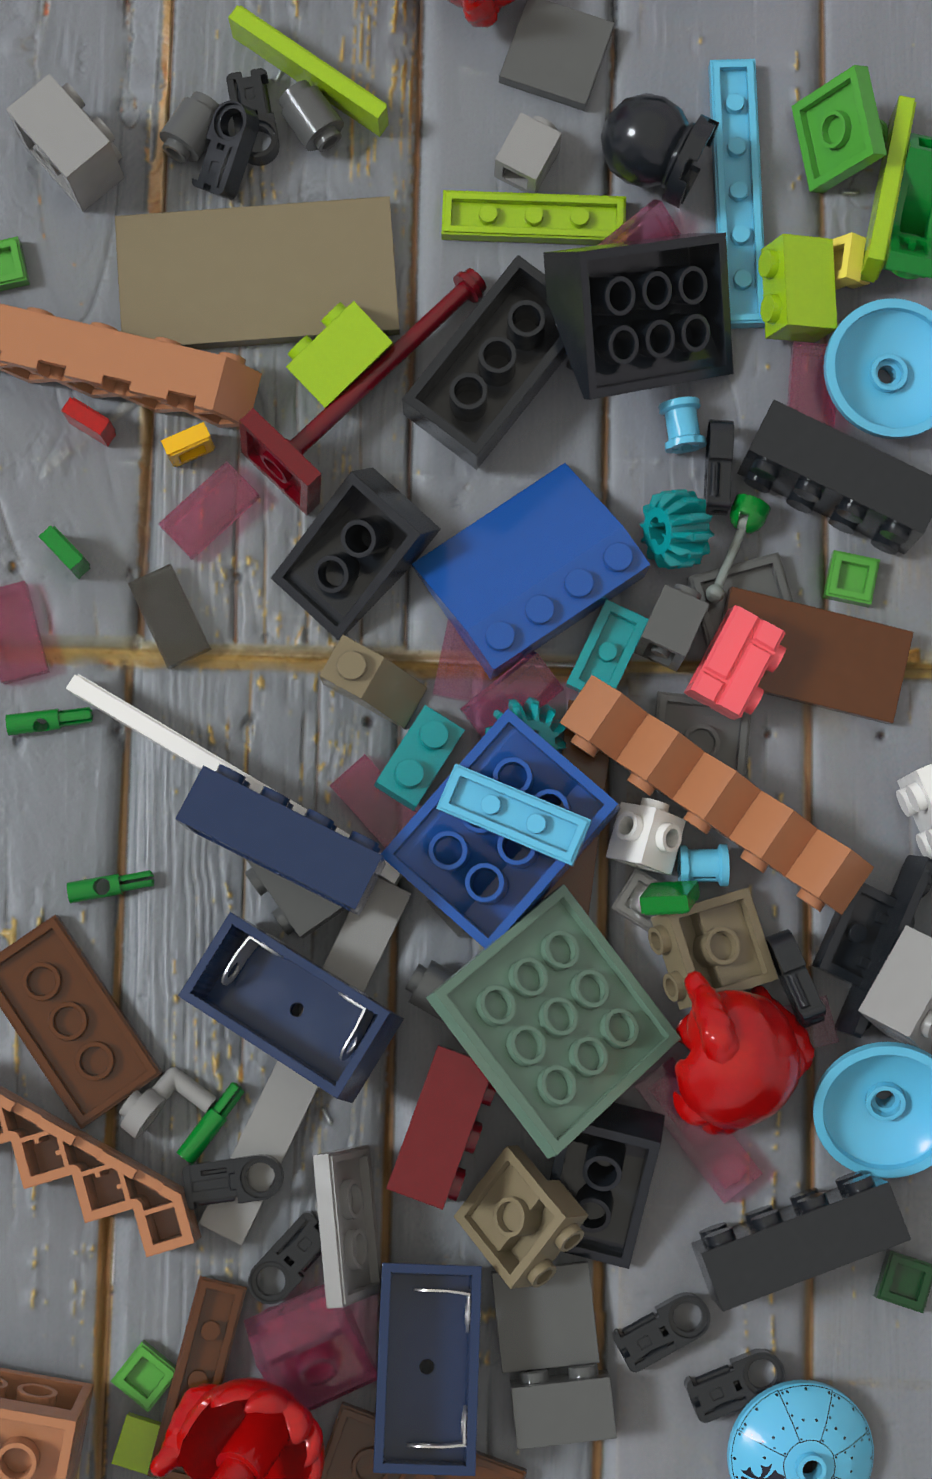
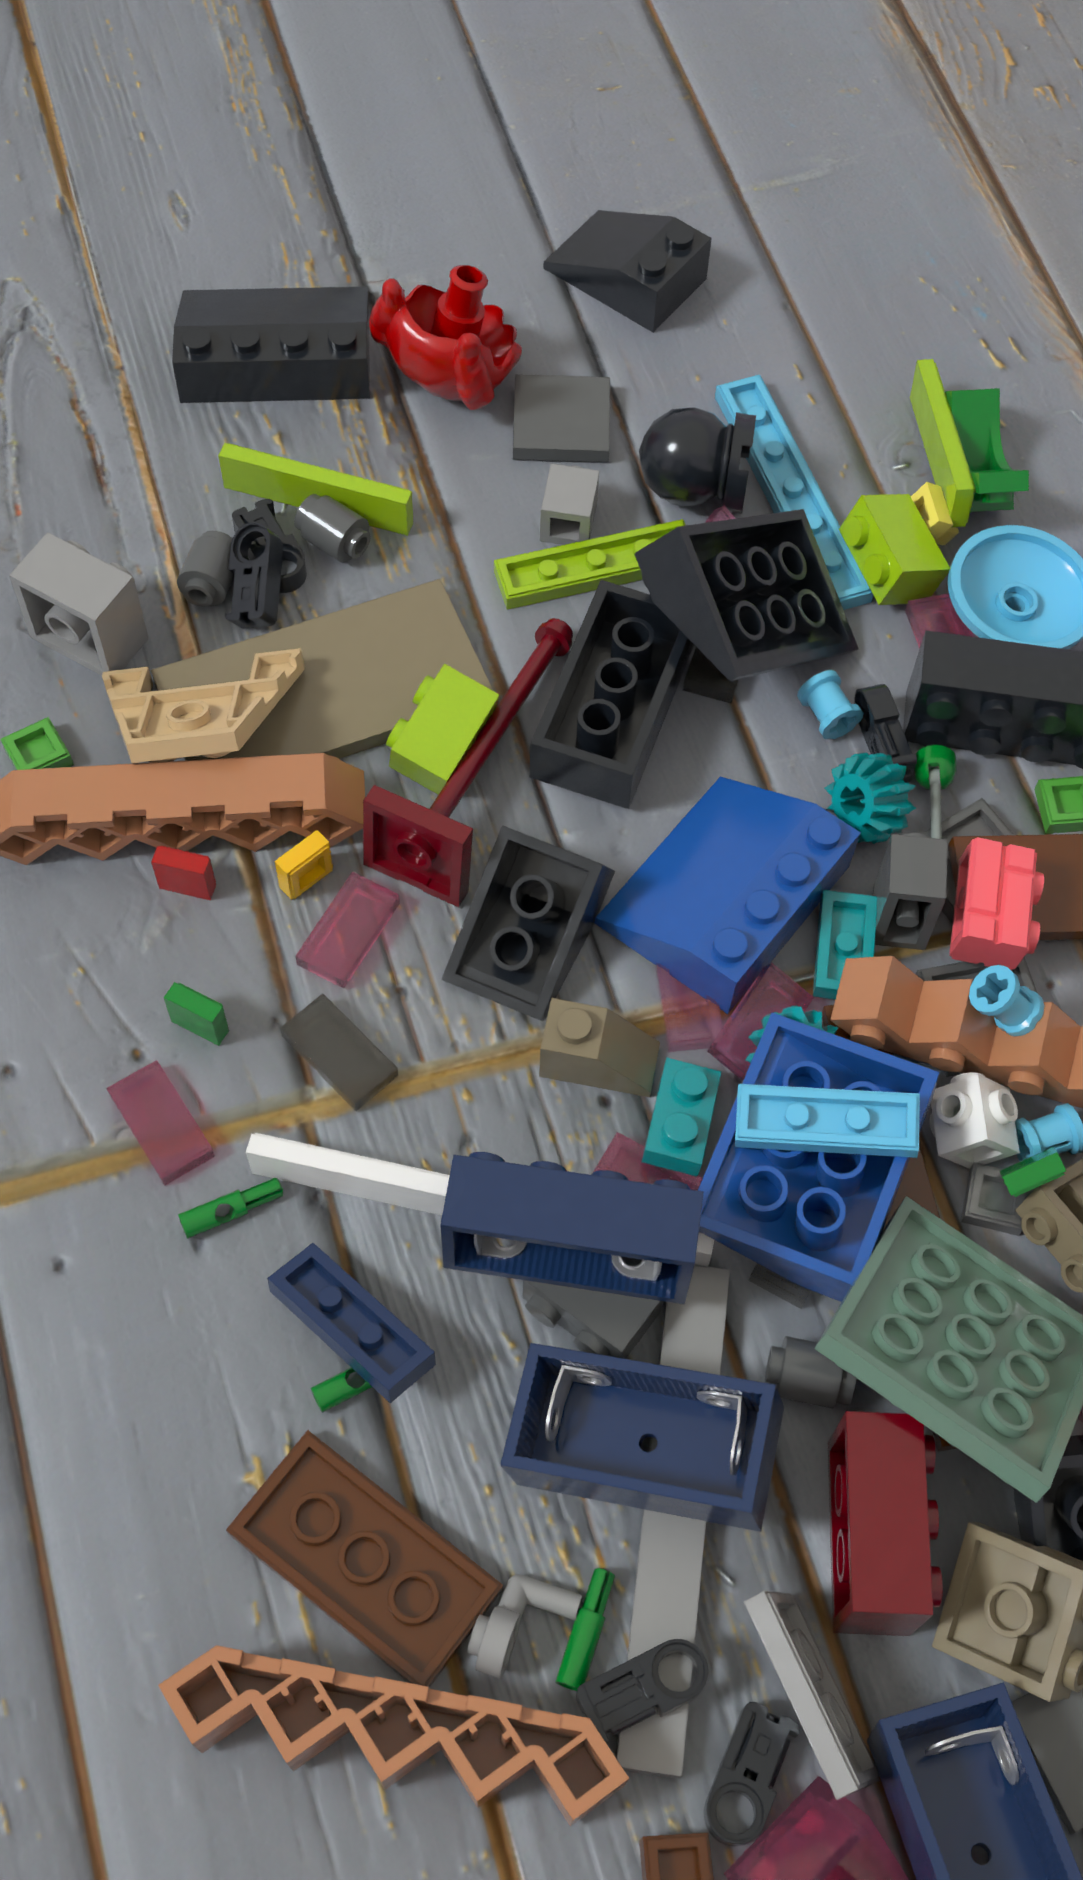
camera: 20 degrees left, 20 degrees down
(109, 845) = (352, 1322): none -> dark blue plate
(134, 289) = (197, 718): none -> tan wing
(701, 752) = (999, 994): none -> medium azure bush
(839, 129) = (872, 402): bright green tile -> none

